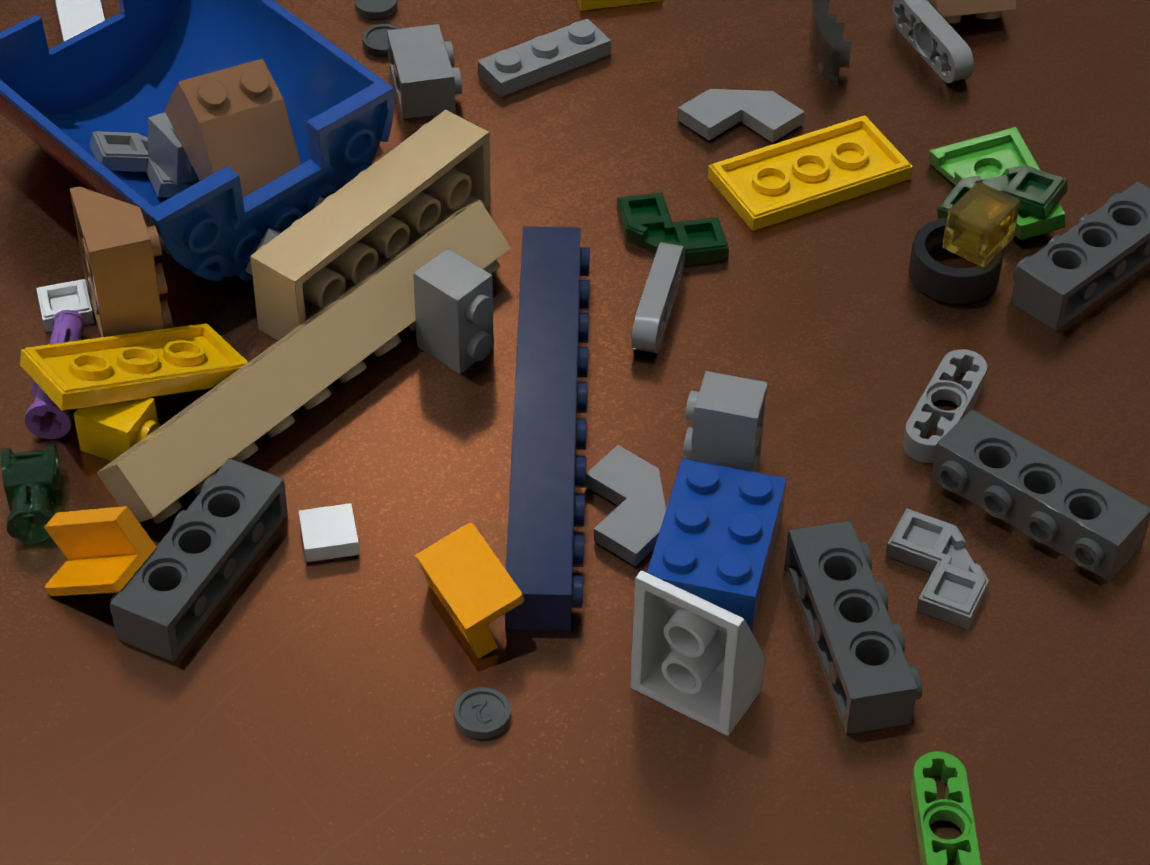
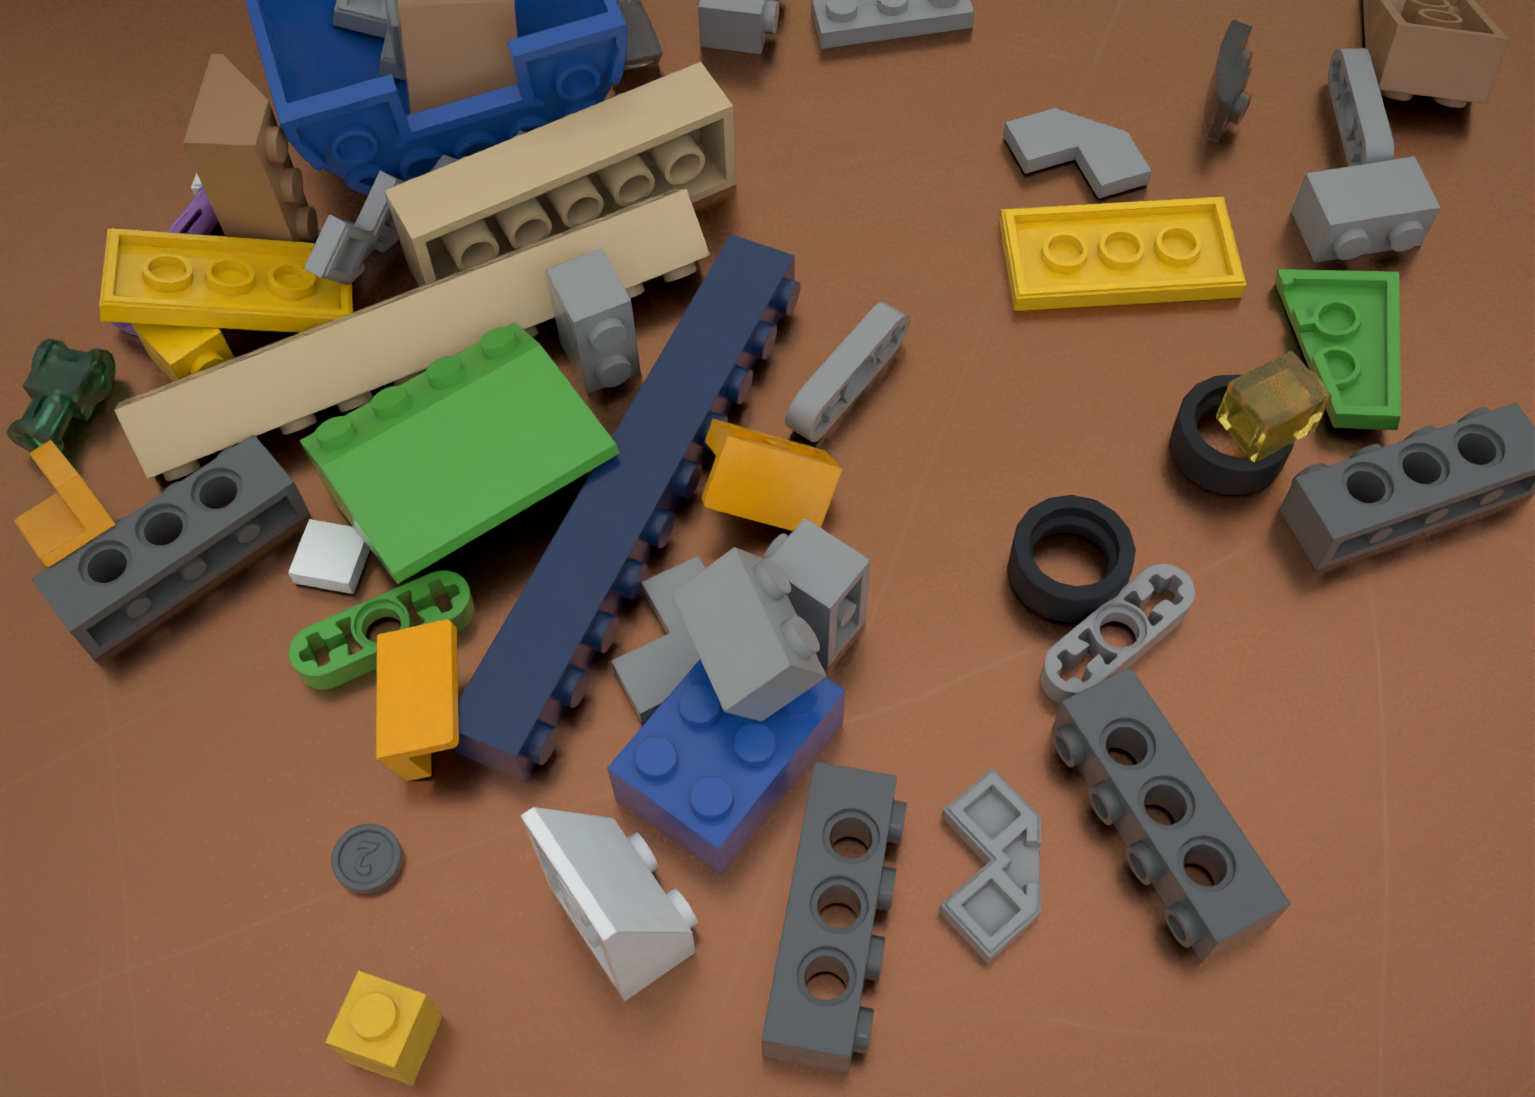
camera: 25 degrees right, 15 degrees up
(231, 298) = (346, 244): none -> light grey tile
(393, 586) = (357, 619): none -> bright green beam
(397, 422) = (457, 450): none -> bright green slope
(574, 794) = (384, 1028): none -> yellow brick
(645, 375) = (768, 477): none -> light orange panel
(648, 223) = (894, 273): dark green tile -> none
(714, 446) = (749, 634): none -> light grey brick
(891, 341) = (1078, 517): none -> black tyre
(969, 96) = (1365, 209): none -> light grey brick
(1035, 189) = (1360, 365): dark green tile -> none

